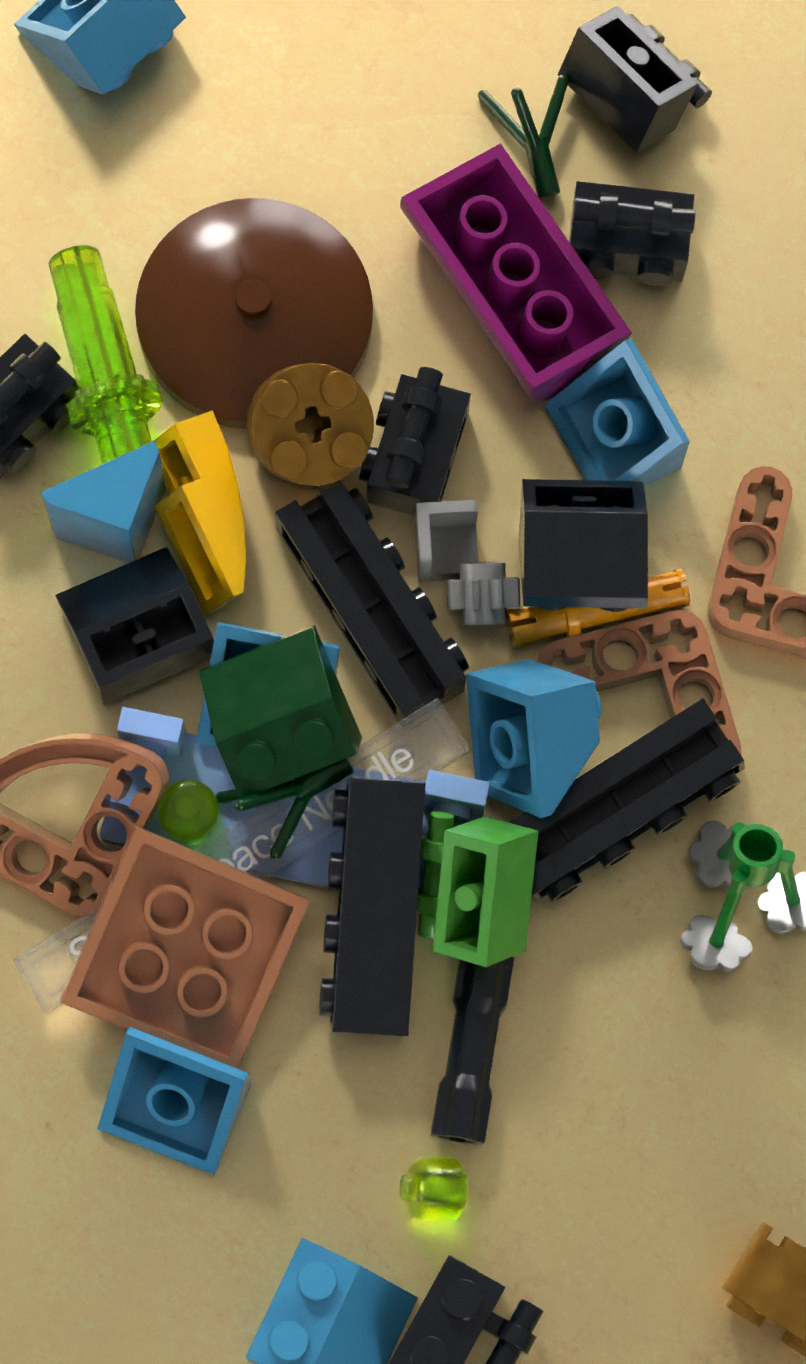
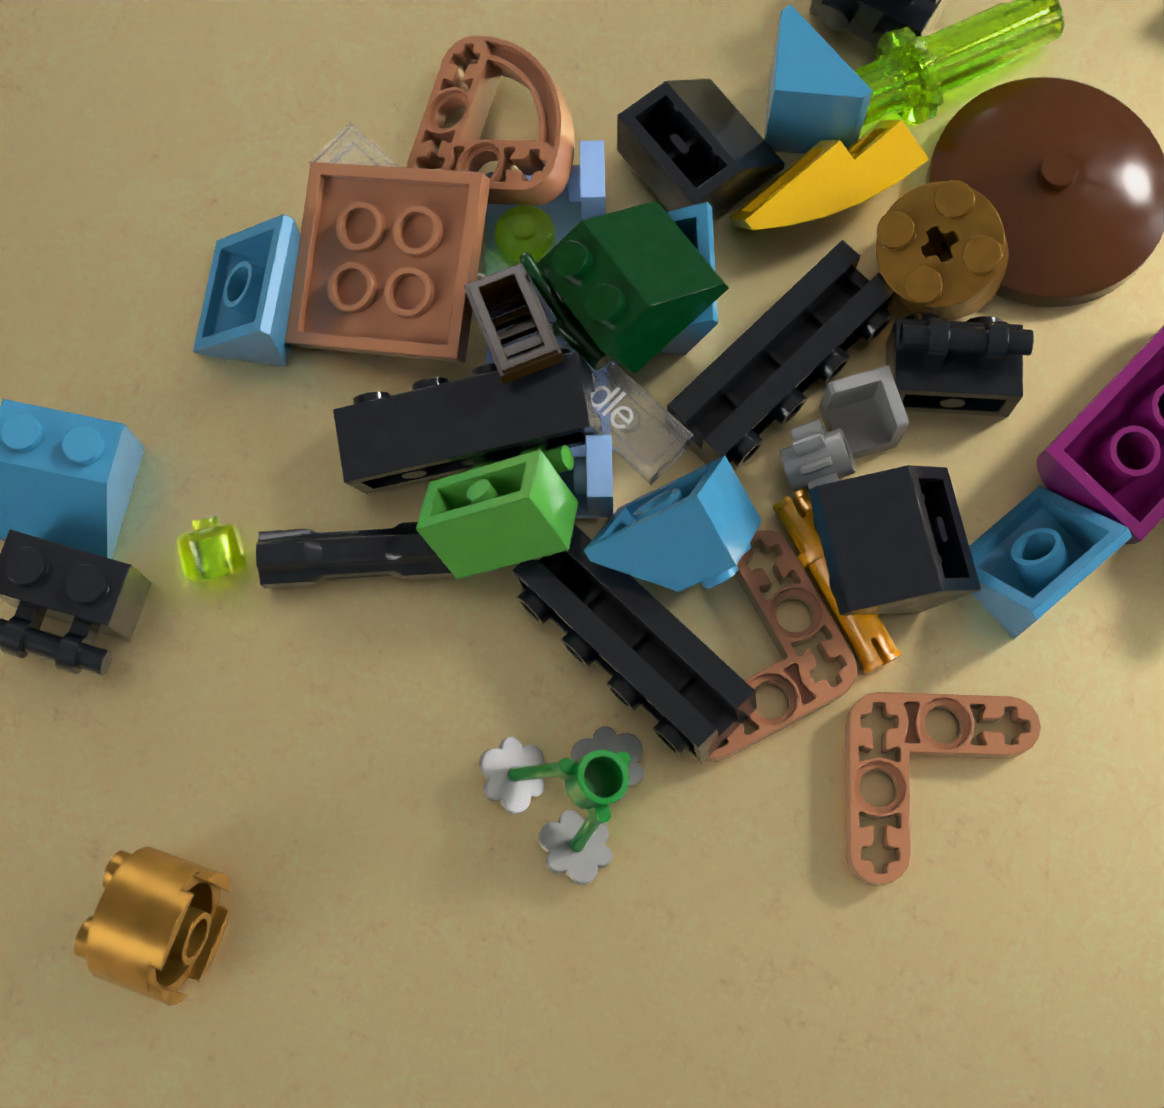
camera: 85 degrees right, 0 degrees up
(257, 841) = (504, 293): none -> dark brown slope

